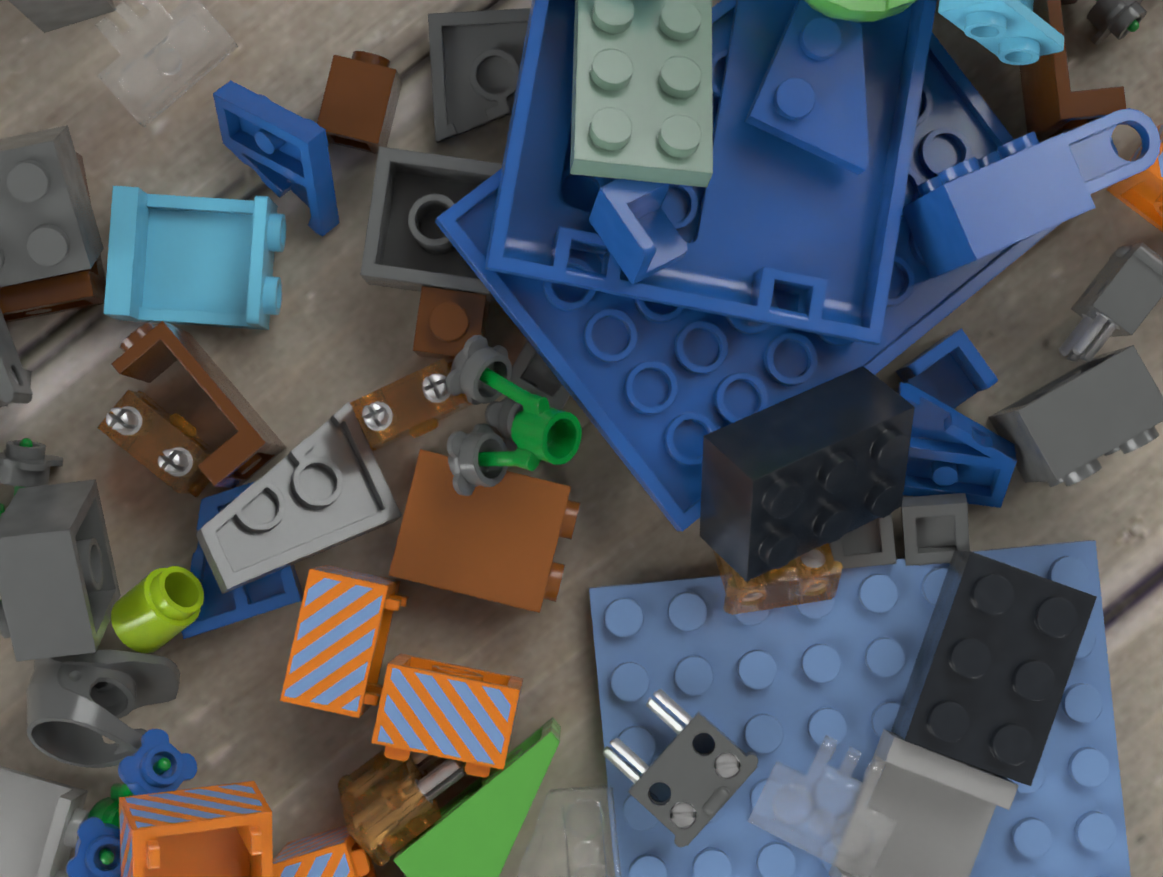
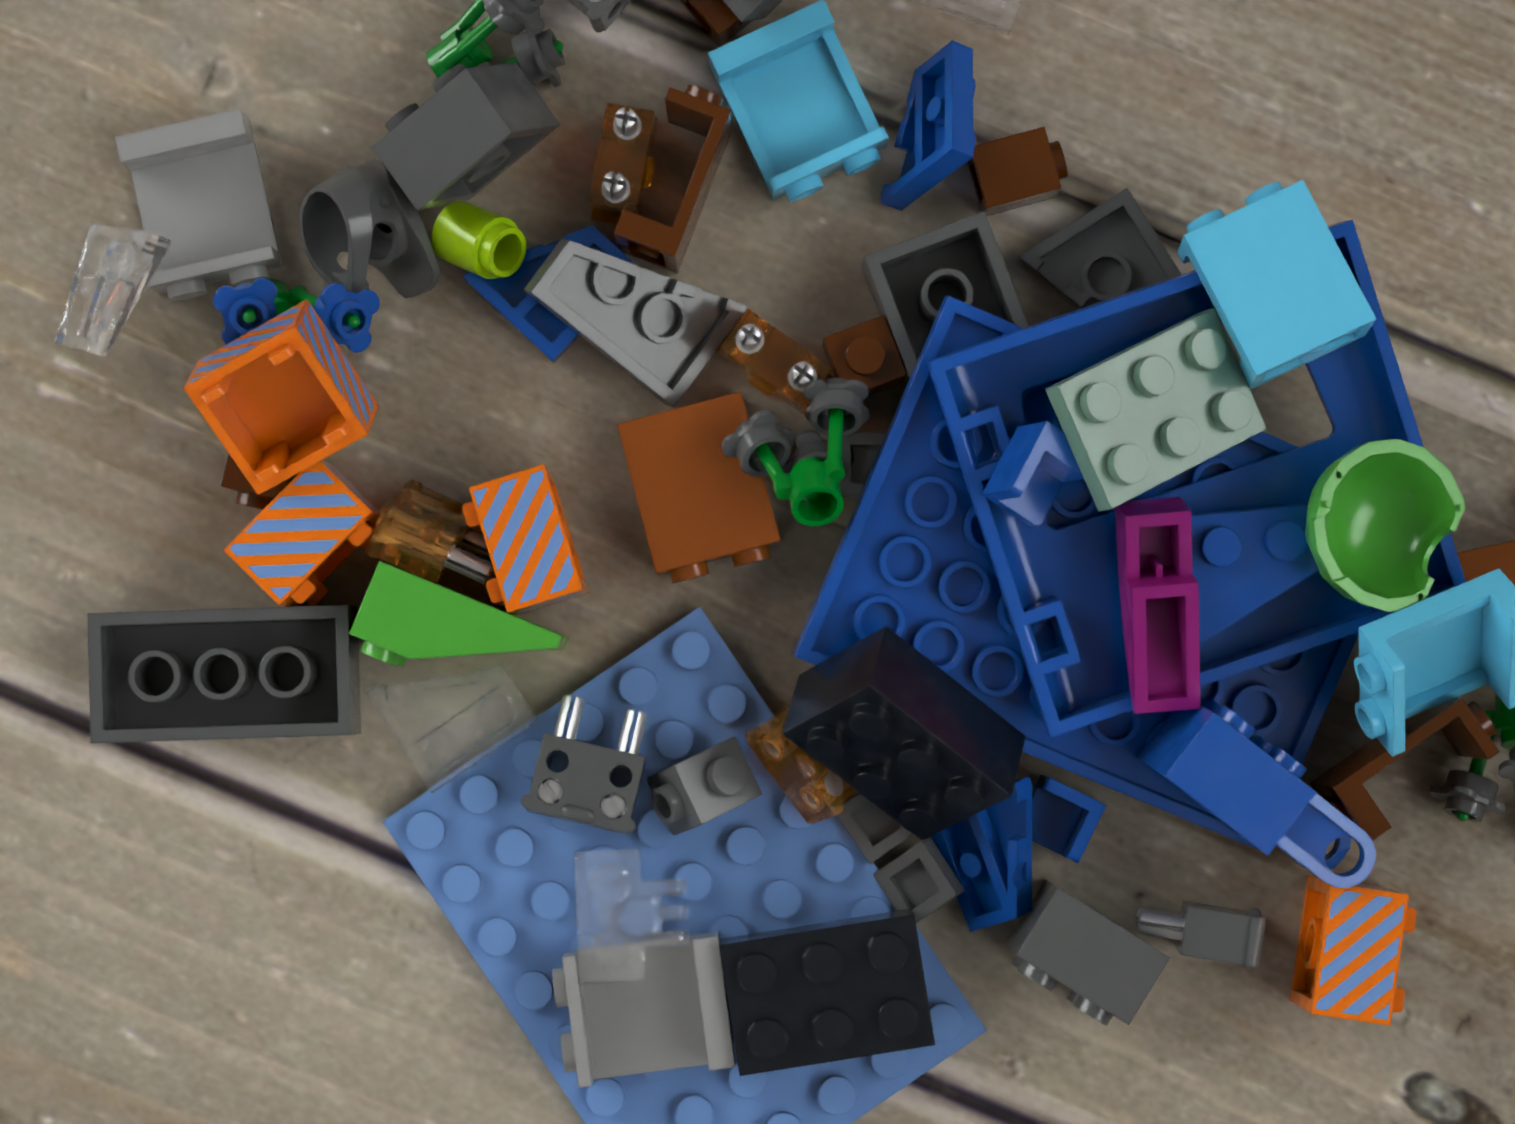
camera: 60 degrees right, 0 degrees up
(341, 640) = (539, 414): orange container -> none
(751, 674) = (703, 786): none -> dark grey bracket
(816, 181) = (1159, 604): none -> magenta slope

